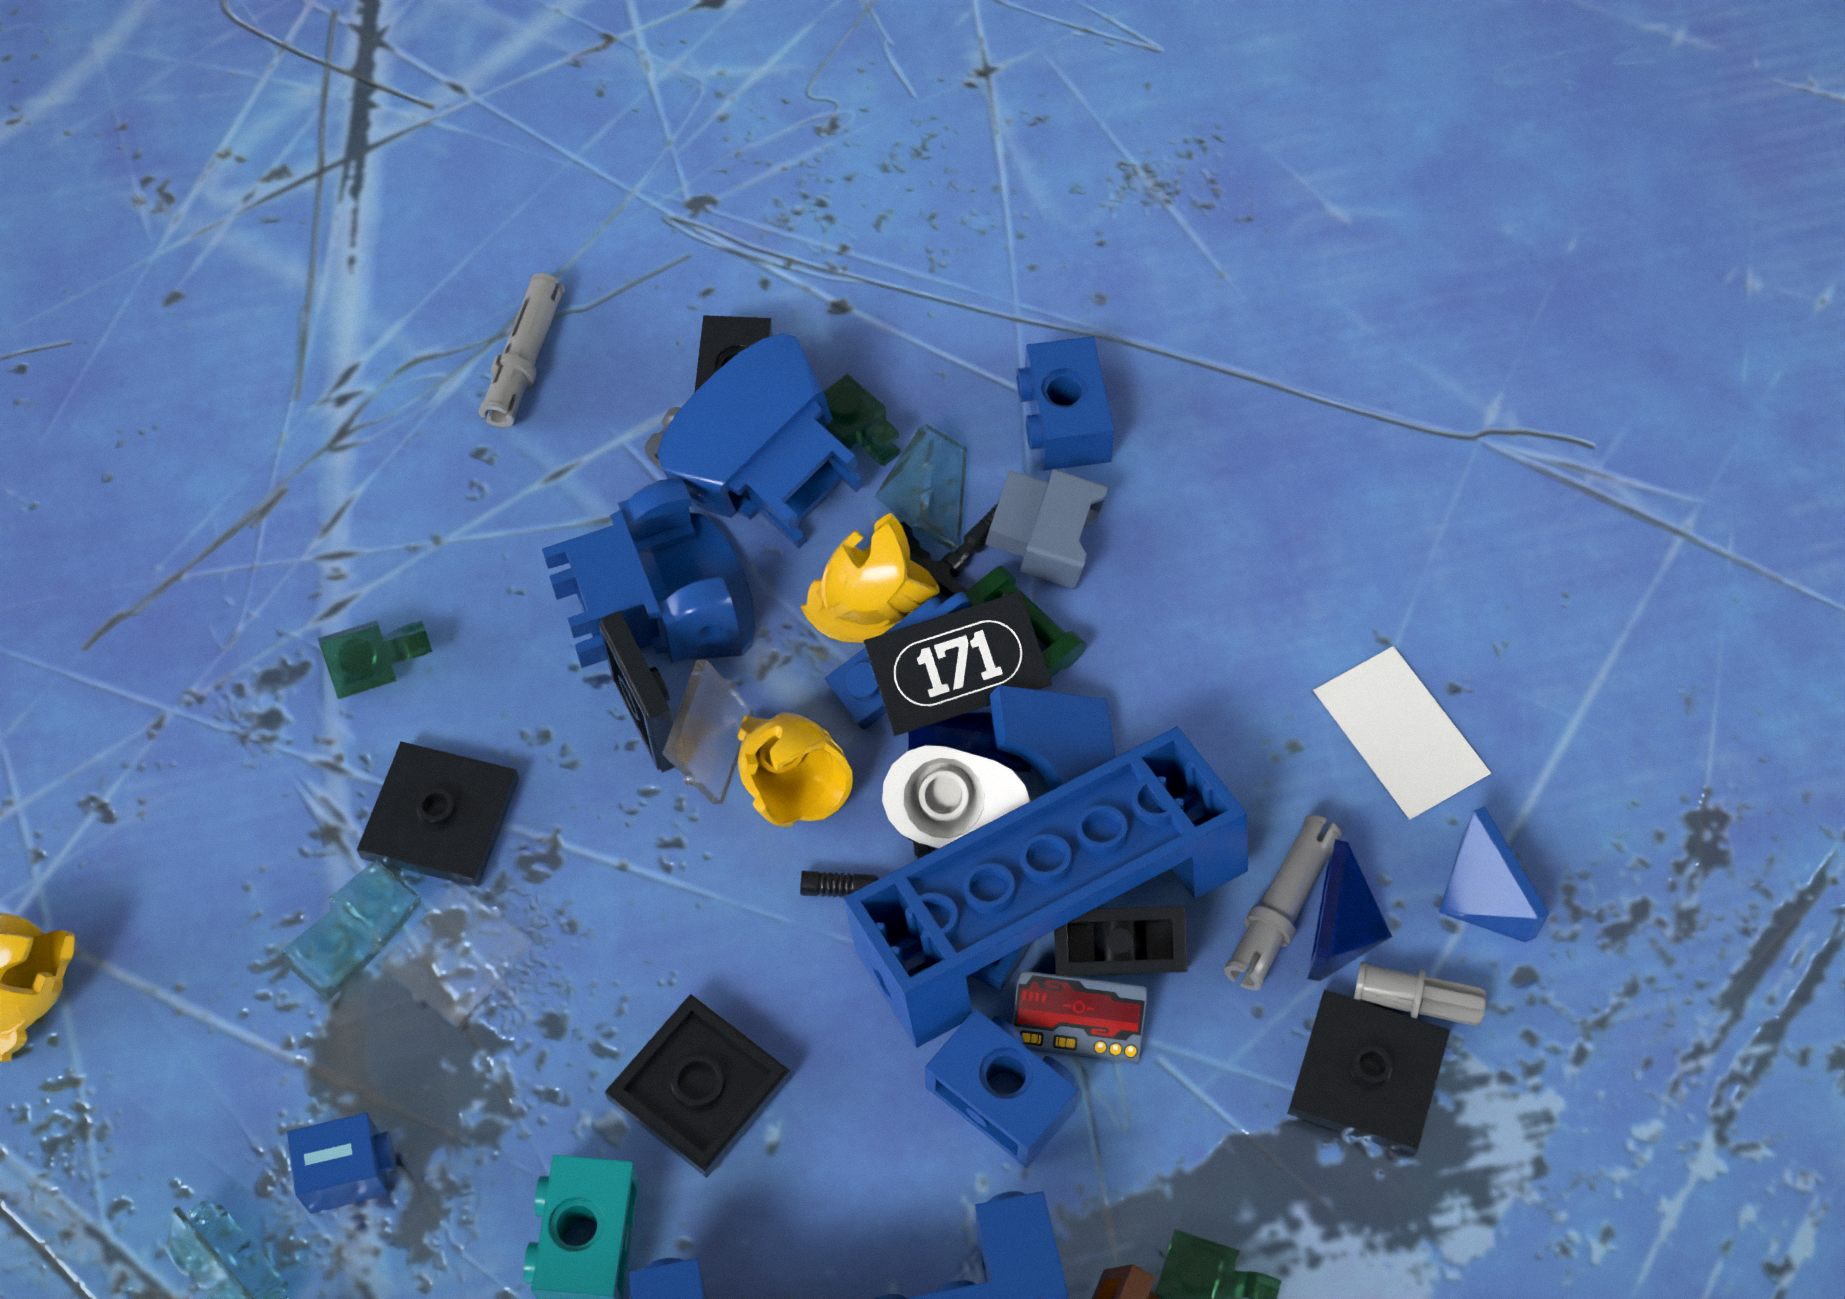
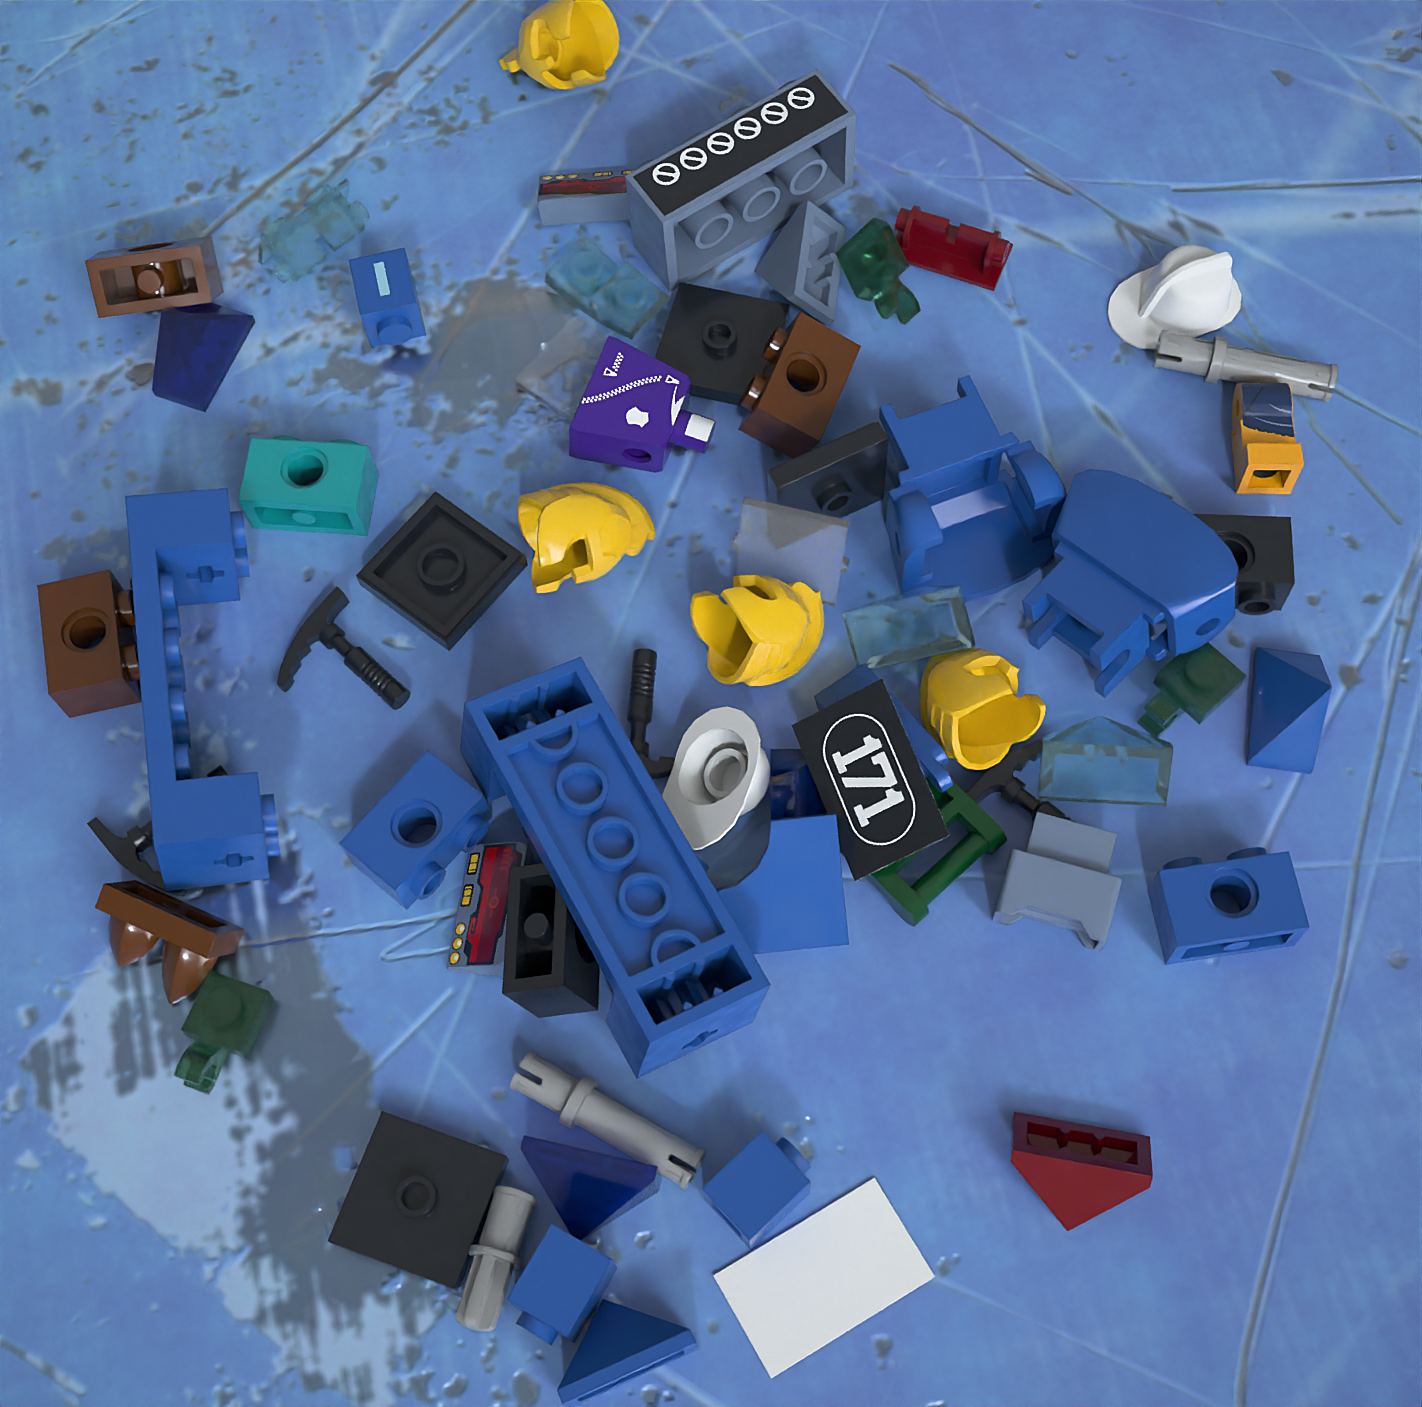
camera: 95 degrees right, 5 degrees up
(218, 946) = (583, 197): none -> sand blue slope
(247, 773) = (741, 179): none -> sand blue brick
(347, 730) = (804, 261): none -> sand blue slope
(350, 586) = (951, 250): none -> dark red hinge
(434, 404) = (1182, 294): none -> white piece
(513, 724) = (819, 364): none -> reddish brown brick
(522, 887) = (635, 412): none -> dark purple torso
(602, 339) = (1264, 438): none -> light orange leg
(664, 936) = (580, 531): none -> yellow helmet
(790, 630) = (909, 626): none -> clear light blue slope
(796, 1176) = (321, 628): none -> black piece
(875, 346) = (1287, 710): none -> blue slope
(1293, 526) = (1079, 1166): none -> dark red slope
(1339, 770) = (759, 1187): none -> blue brick
(1440, 932) = (560, 1286): none -> blue brick

